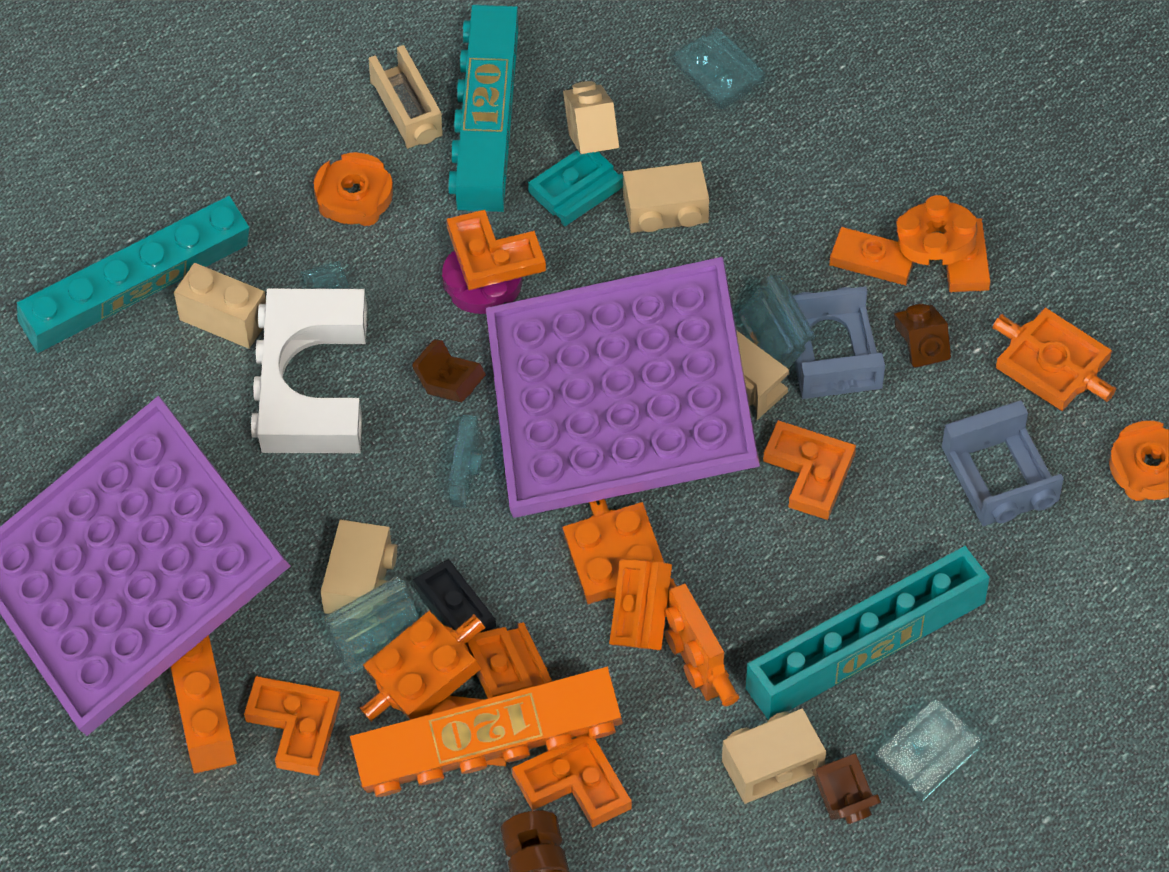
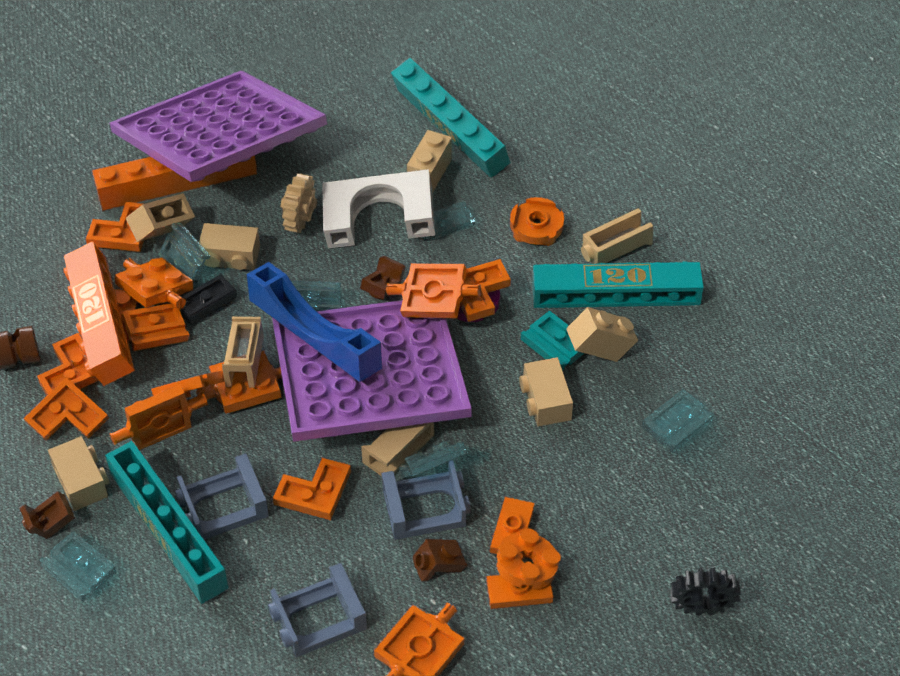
camera: 85 degrees right, 5 degrees down
(298, 463) = (298, 203): none -> tan gear
(304, 649) = (157, 217): none -> tan brick
(497, 482) = (349, 349): none -> blue arch
(502, 294) = (433, 290): none -> orange plate
(584, 534) = (243, 349): none -> tan window
(651, 778) = (65, 404): none -> orange plate
(806, 539) = (241, 476): none -> sand blue panel
(992, 57) = (722, 591): none -> black gear

